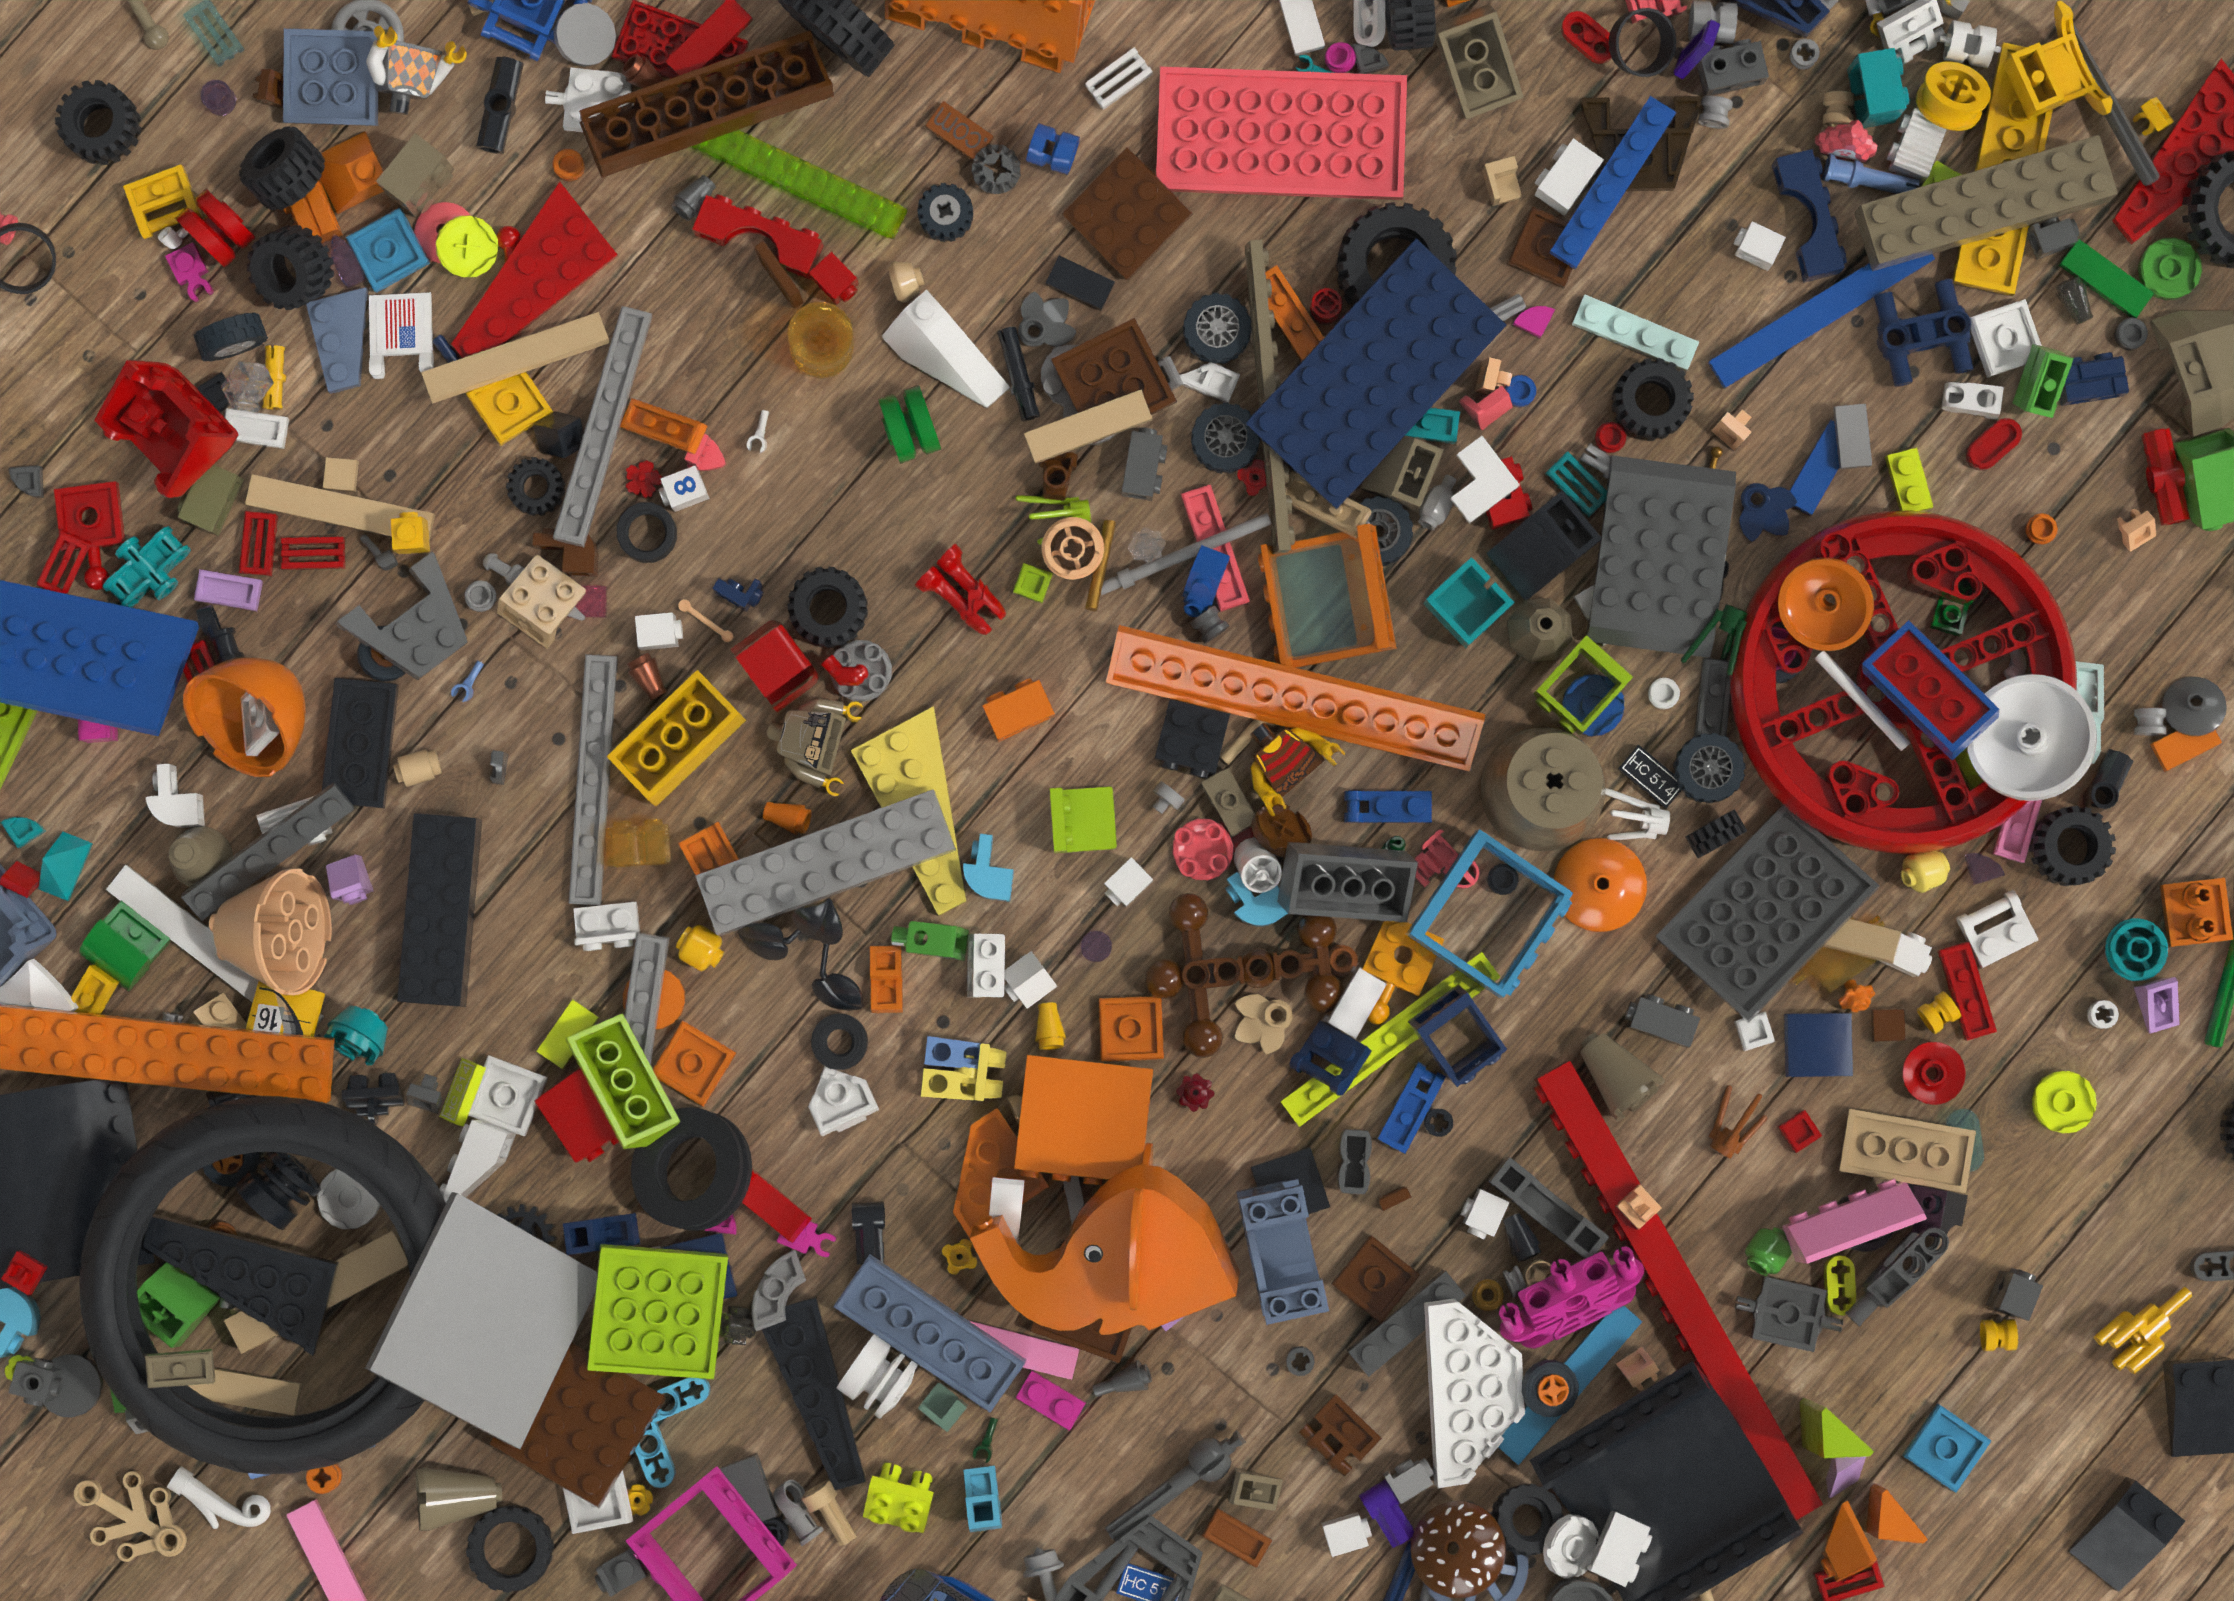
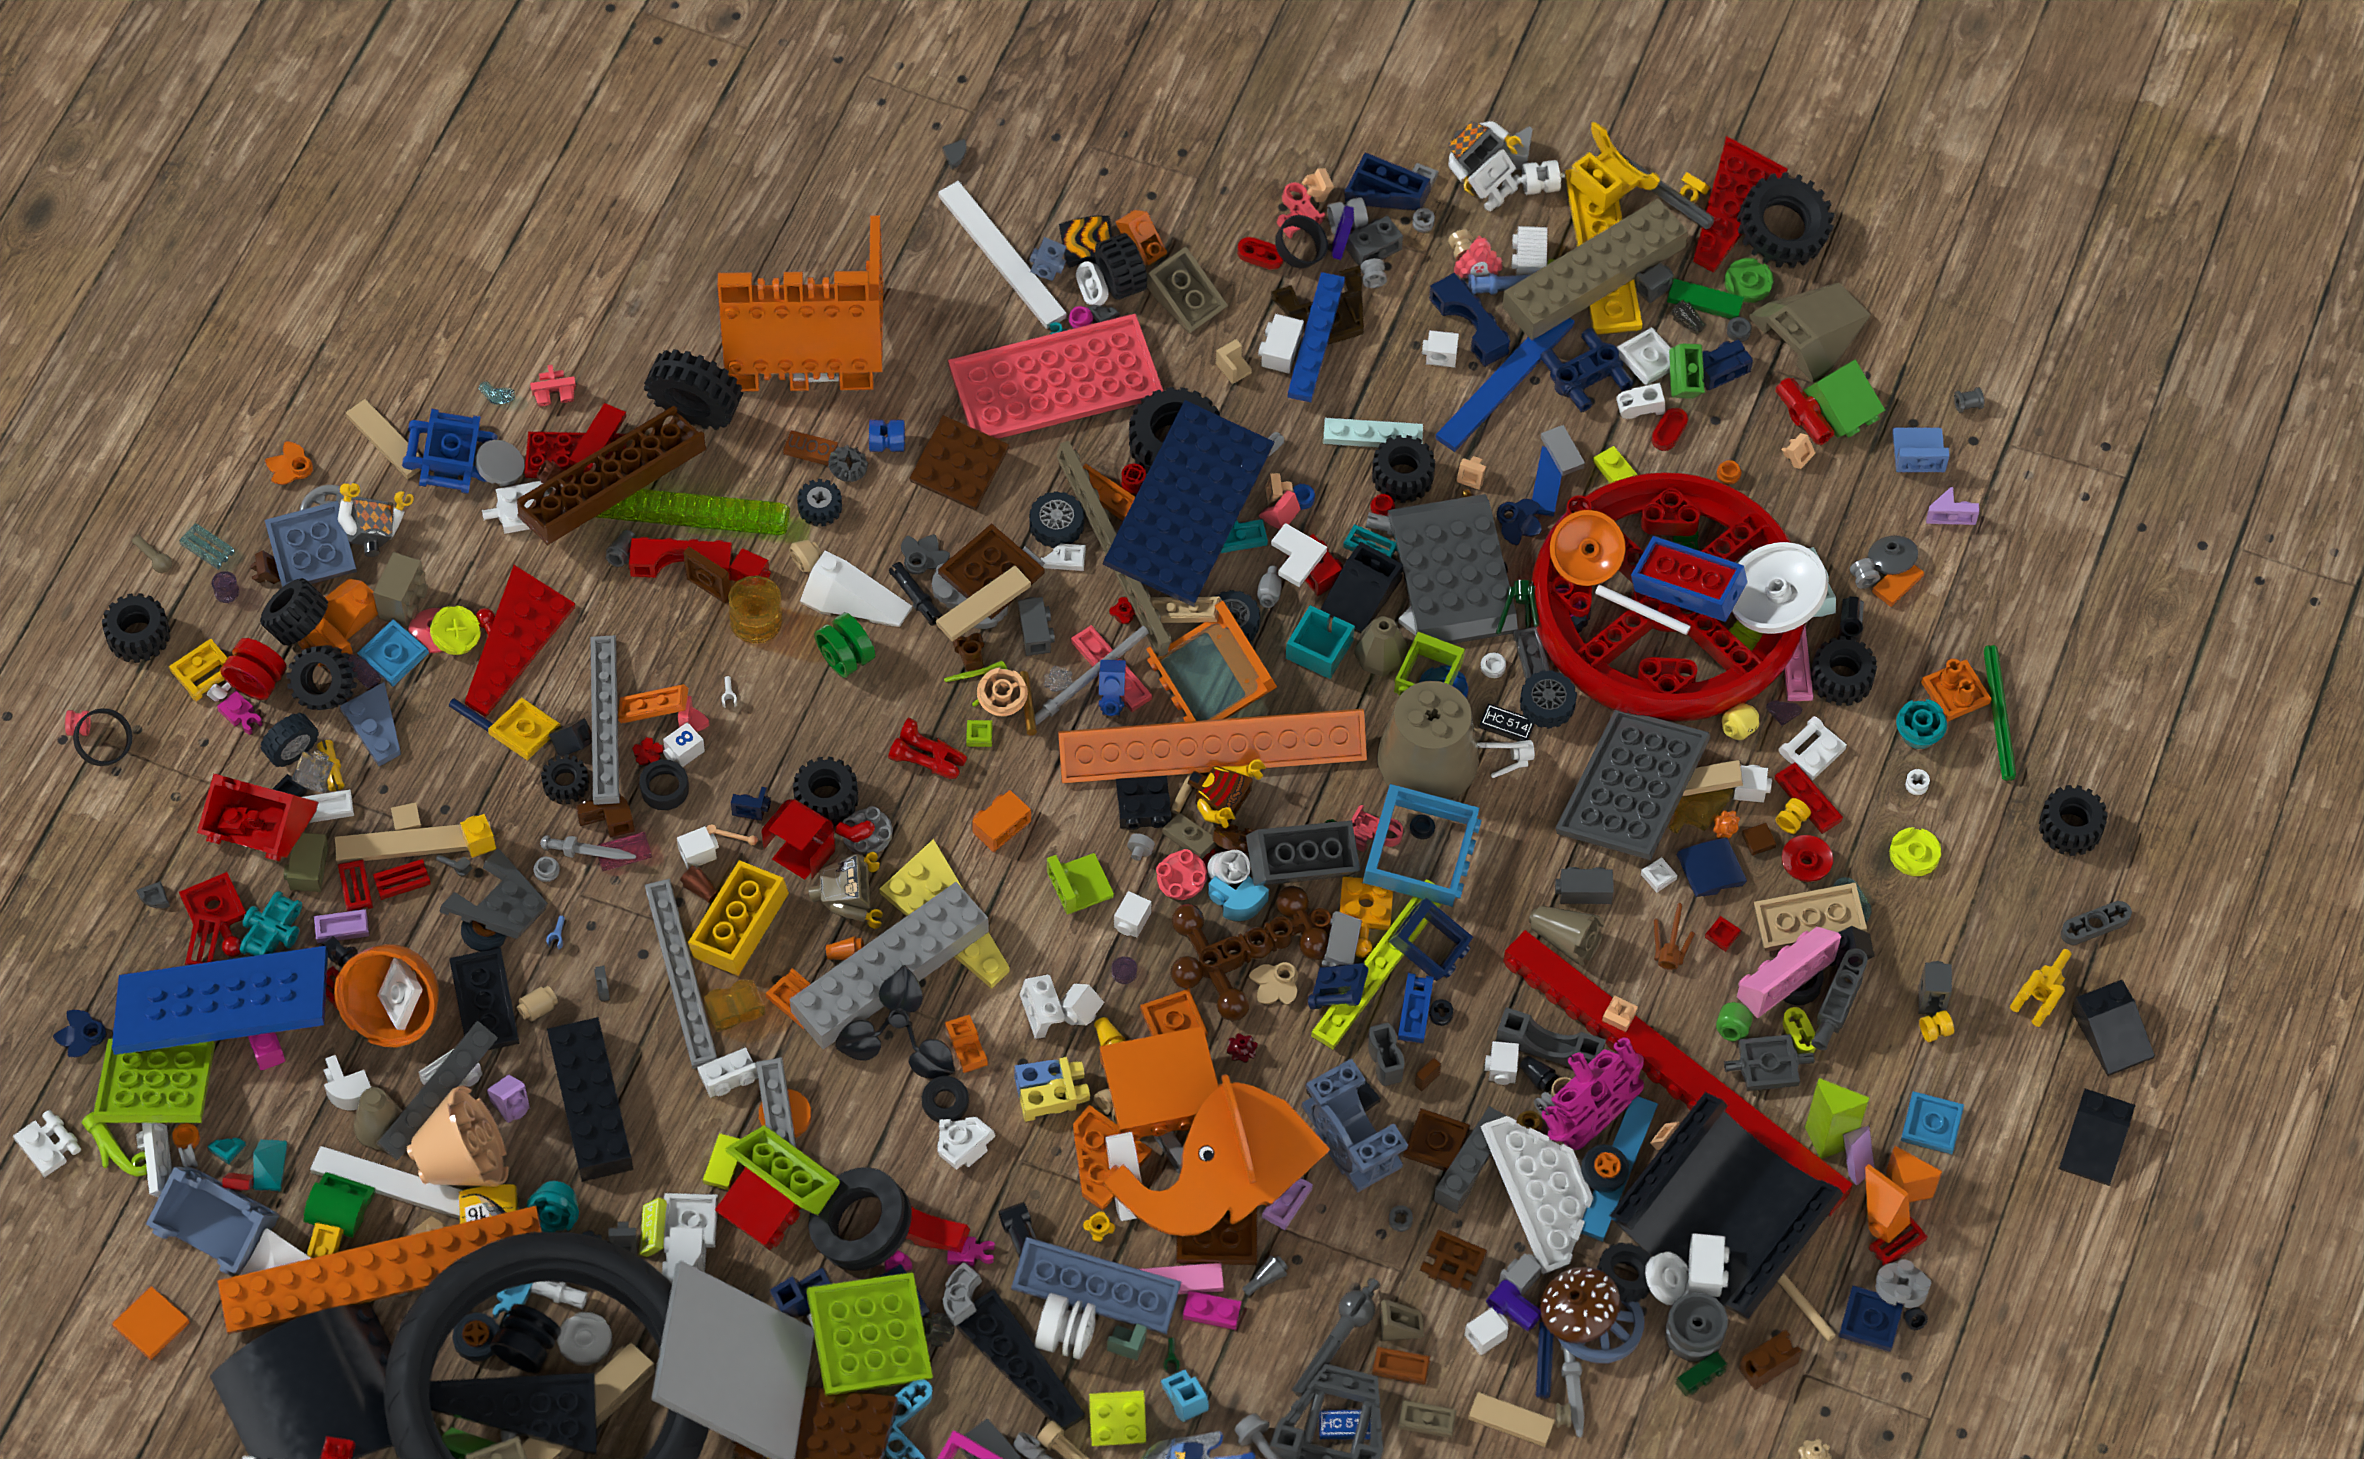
camera: 20 degrees left, 25 degrees down
(400, 327) = (420, 703): white flag -> none
(504, 86) = (449, 517): black piece -> none
(515, 357) = (519, 693): tan tile -> none
(540, 600) = (595, 857): tan bracket -> none
(568, 165) = (516, 555): orange tile -> none
(693, 1063) = (834, 1147): orange tile -> none
(700, 947) = (809, 1062): yellow head -> none
(942, 940) = (994, 998): bright green torso -> none
(984, 880) = (1017, 946): medium azure brick -> none
(1080, 283) = (940, 521): black tile -> none
(1139, 63) = (929, 365): white tile -> none
(1209, 625) = (1126, 716): dark grey wheel -> none
(1223, 439) = (1091, 590): black wheel -> none
(1389, 806) = (1314, 804): blue plate -> none
(1404, 473) = (1236, 568): dark tan slope -> none
(1533, 248) = (1275, 403): reddish brown tile -> none
(1534, 320) = (1294, 446): dark pink tile -> none
(1597, 908) = (1503, 822): orange dish -> none
(1716, 833) = (1572, 741): black tyre -> none
(1879, 79) = (1484, 214): teal piece -> none
(1935, 94) = (1542, 210): yellow wheel -> none
(2159, 1003) = (1955, 758): lavender slope -> none

